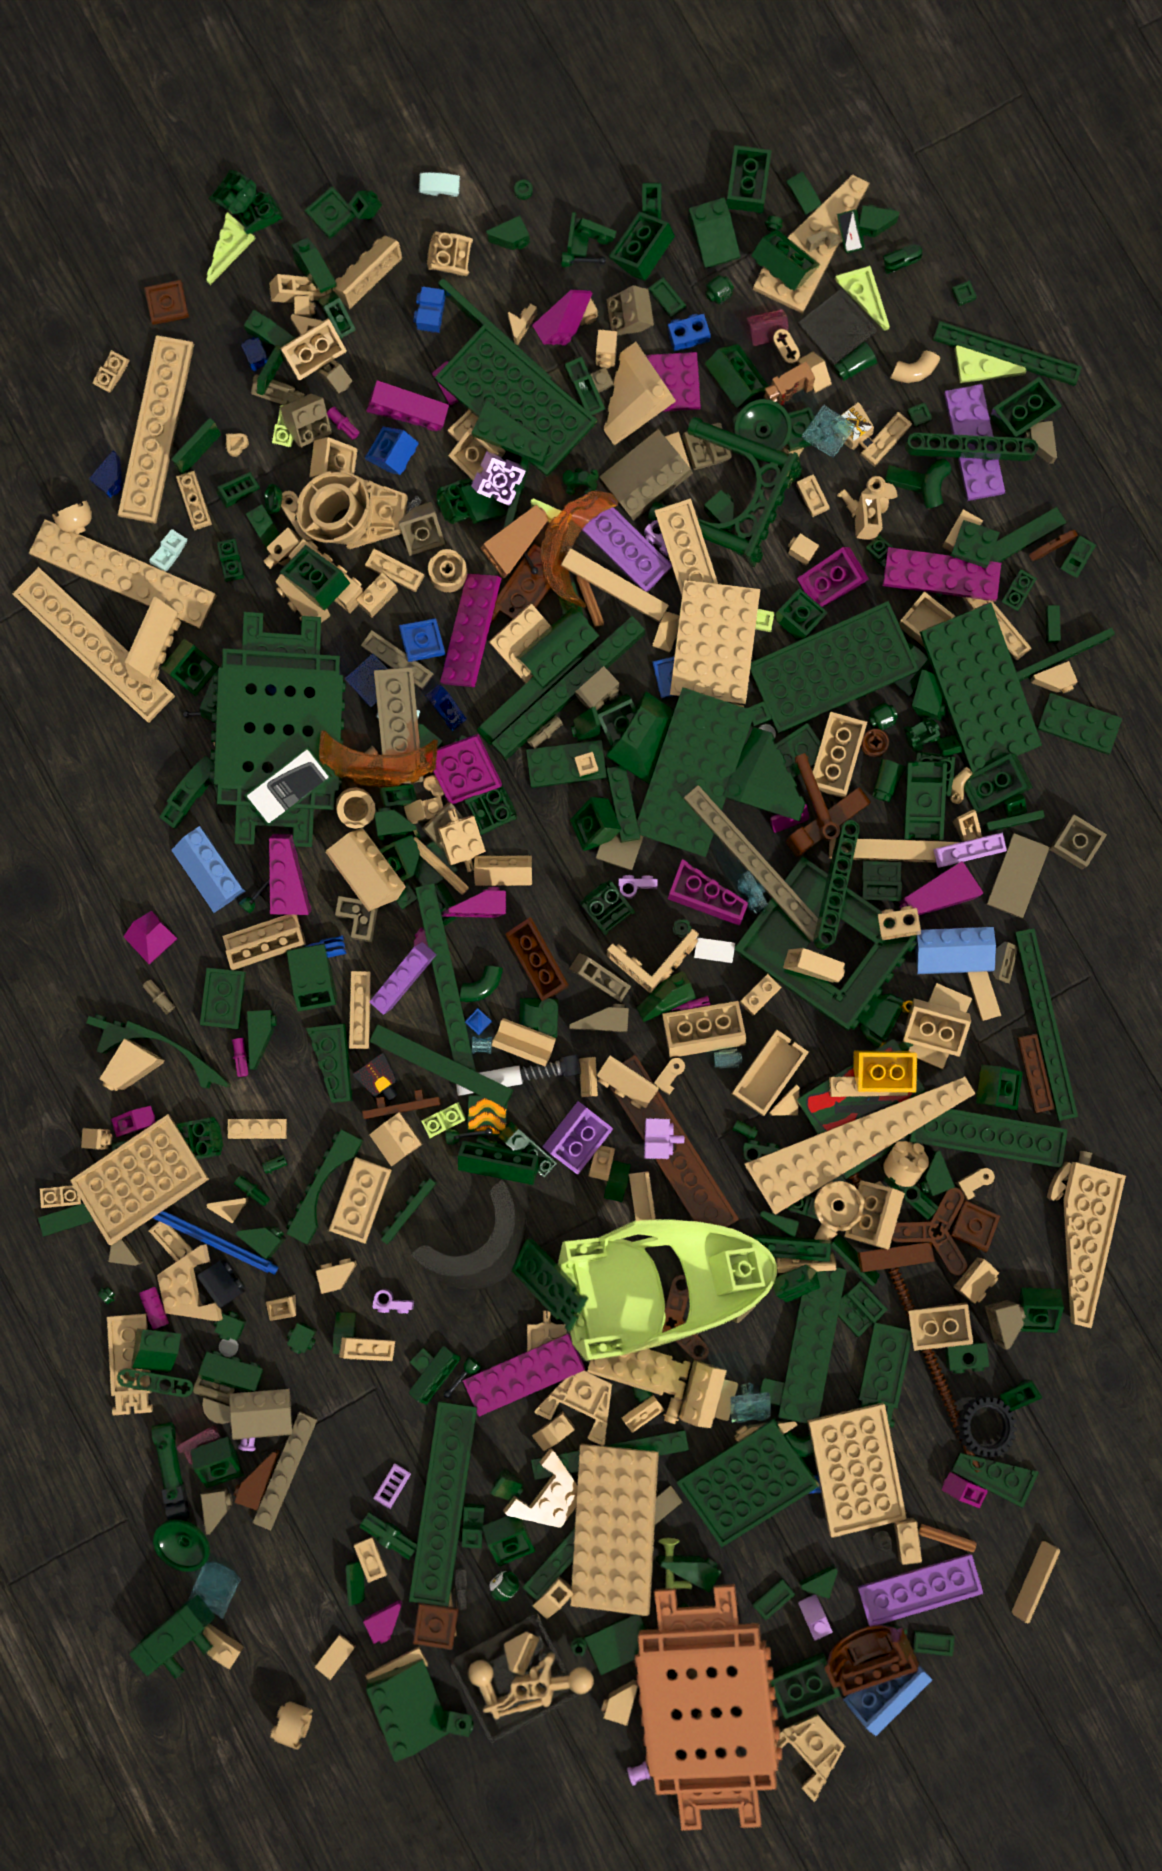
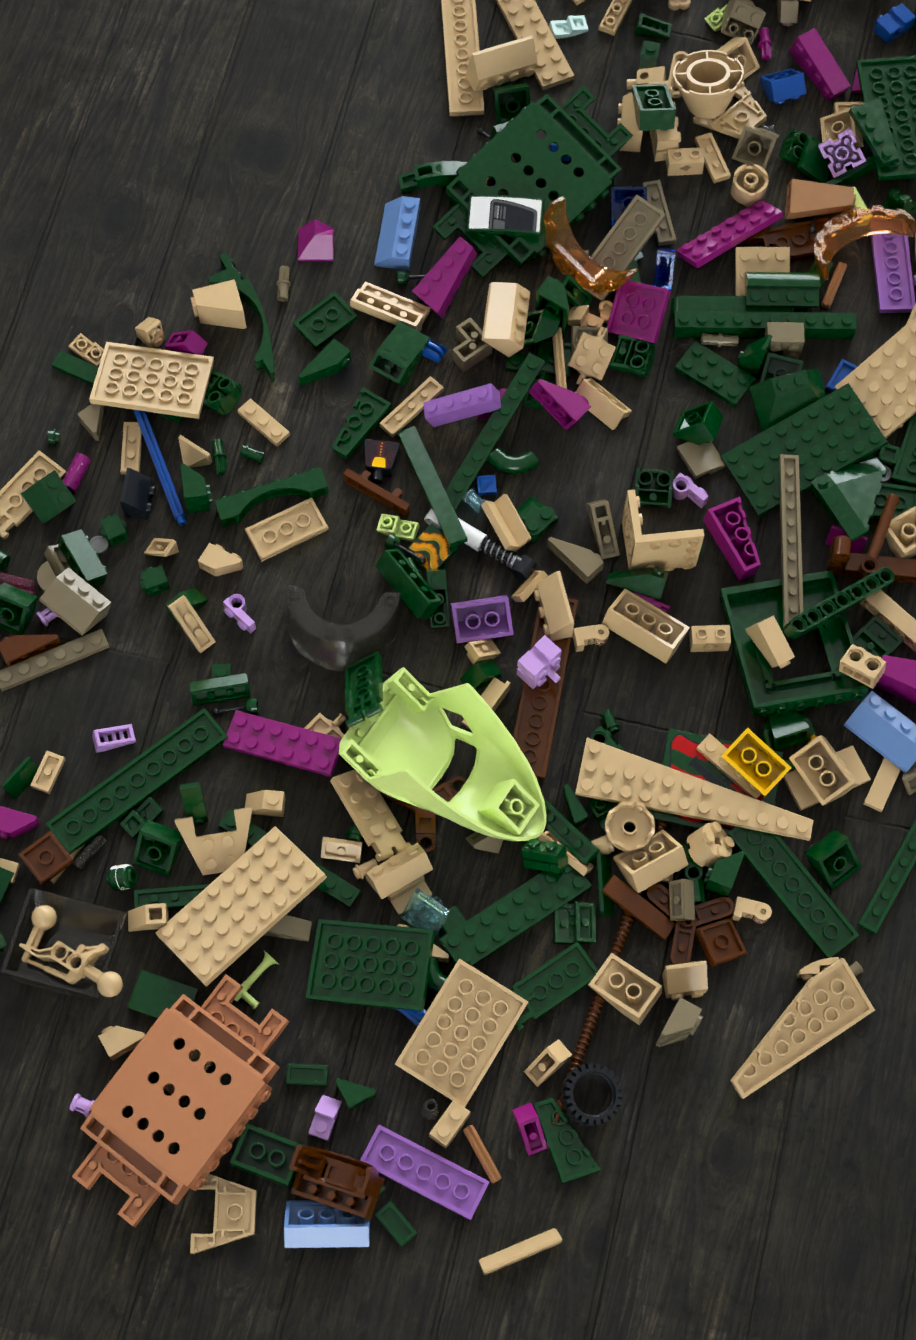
camera: 40 degrees right, 15 degrees down
(155, 1380) = (28, 517): dark green beam -> none
(180, 1288) = (107, 474): tan wing -> none
(230, 560) = (605, 64): dark green slope -> none
(240, 1057) = (299, 366): magenta axle -> none
(271, 494) = (671, 49): dark green piece -> none
(355, 807) = (536, 269): tan tile -> none
(388, 1535) = (77, 766): dark green piece -> none
(396, 1139) = (352, 509): tan slope -> none
(402, 1216) = (316, 563): dark green plate -> none
(421, 640) = (688, 213): blue tile -> none
(520, 1651) = (87, 930): tan slope -> none
(536, 959) = (569, 475): reddish brown slope -> none
(574, 1644) = (133, 975): dark green pin -> none
(585, 1394) = (313, 798): tan wing -> none
(586, 764) = (729, 380): tan plate -> none
(614, 585) = (861, 287): tan tile -> none
(623, 803) = (730, 430): dark green plate -> none
(667, 632) = (868, 347): tan slope -> none
(692, 1568) = (269, 993): dark green slope -> none
(714, 950) = (705, 581): white slope -> none
(727, 1058) = (643, 661): clear light blue brick -> none
(753, 892) = (771, 561): clear light blue plate -> none
(769, 1073) = (666, 695): tan piece -> none
(788, 1104) = (657, 730): tan slope -> none
(922, 1223) = (681, 900): none -> dark tan slope
(934, 1430) = (548, 1062): none -> tan slope
(978, 1360) = (618, 1020): dark green brick -> none
(1021, 1395) = (640, 1096): dark green slope -> none
(1035, 1073) = (871, 876): reddish brown tile -> none
(1041, 1308) = (714, 1048): dark green slope -> none

